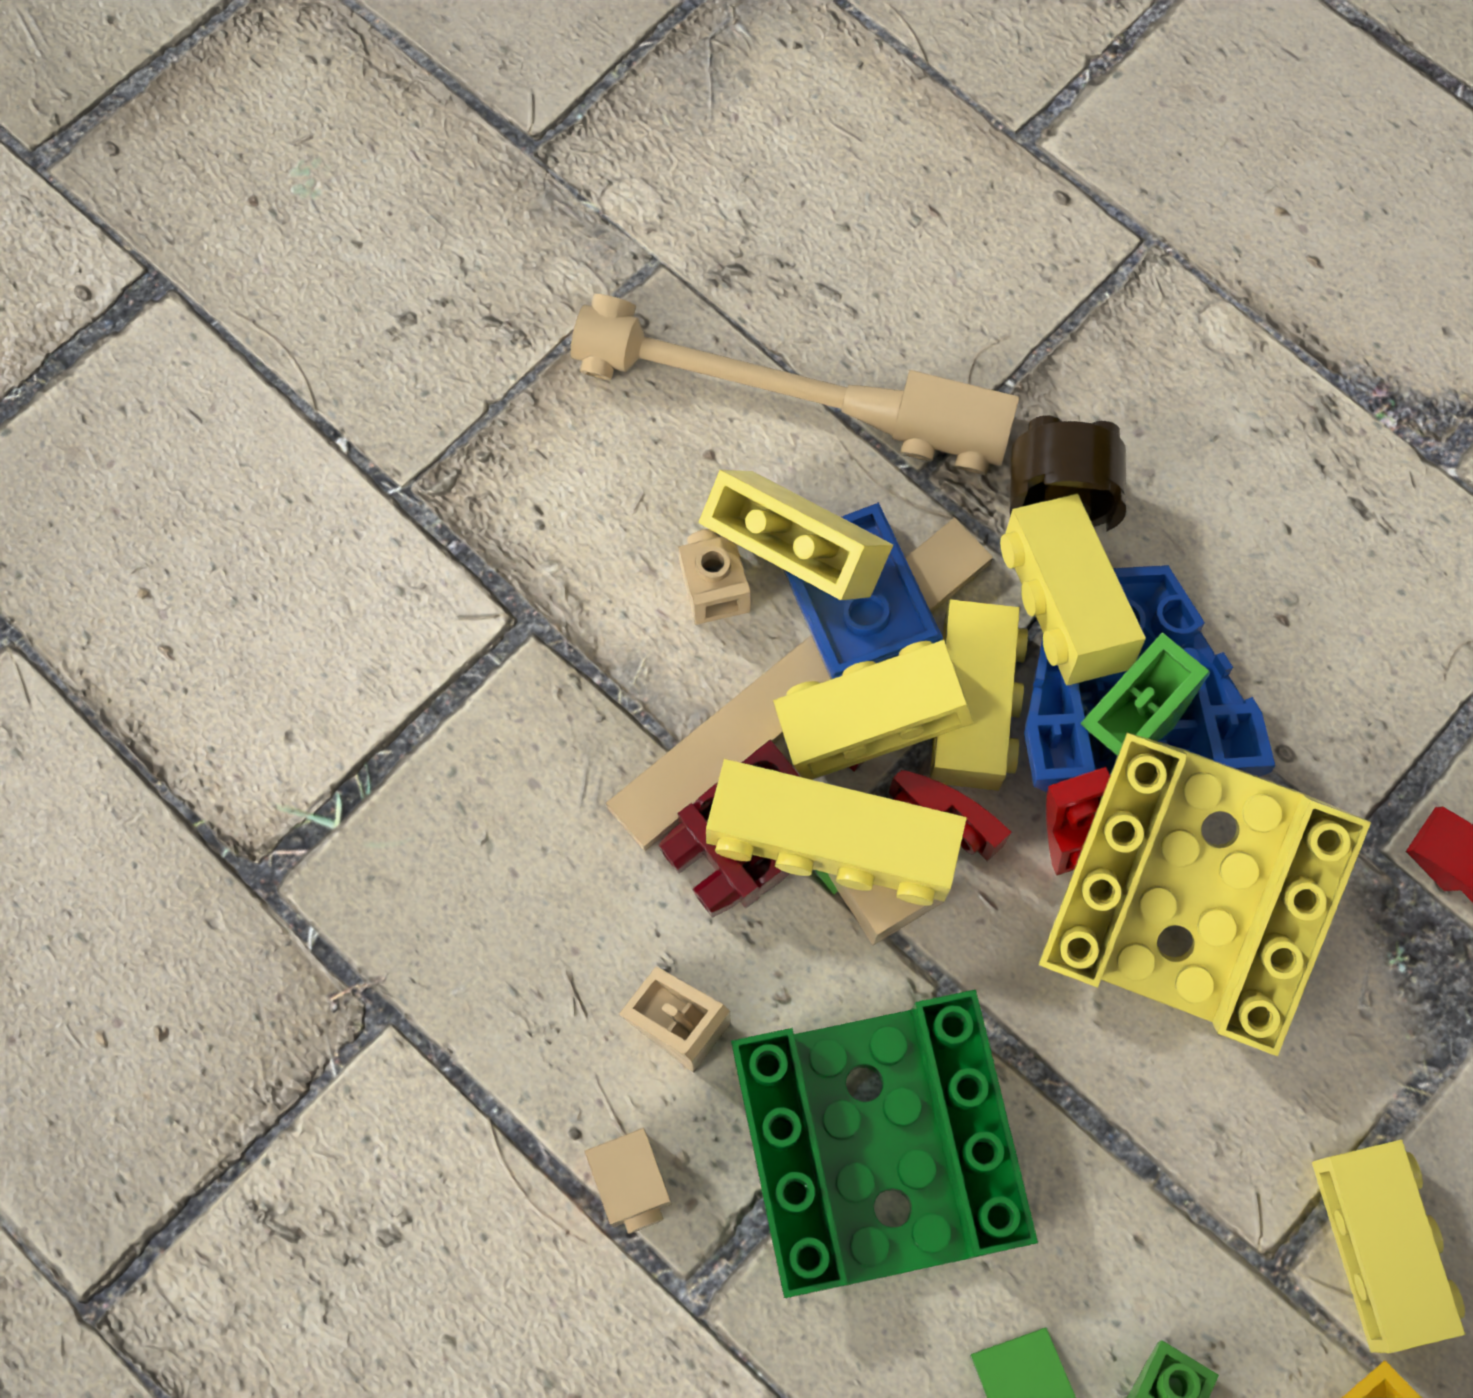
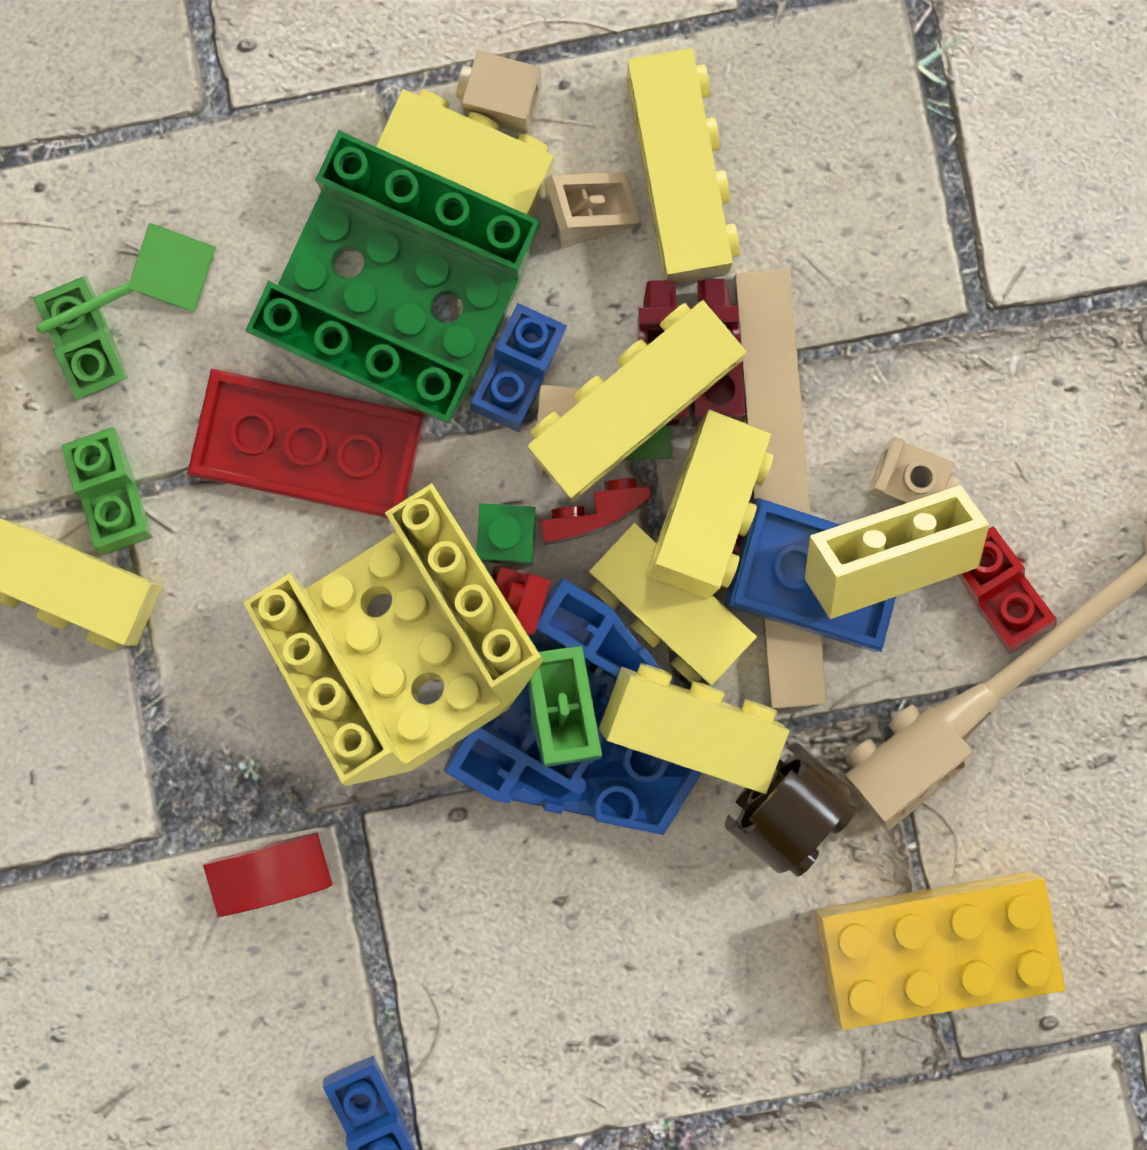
camera: 130 degrees right, 15 degrees up
(582, 961) = (680, 165): none -> light yellow brick
(712, 1166) = (468, 150): none -> light yellow brick
(755, 436) = (1006, 595): none -> red slope
(868, 979) = (518, 367): none -> blue slope
(1026, 874) = (506, 534): none -> green brick
(1080, 302) = (939, 950): none -> yellow brick
(1087, 1125) = (305, 444): none -> red tile
(1273, 1279) = (107, 491): none -> bright green slope

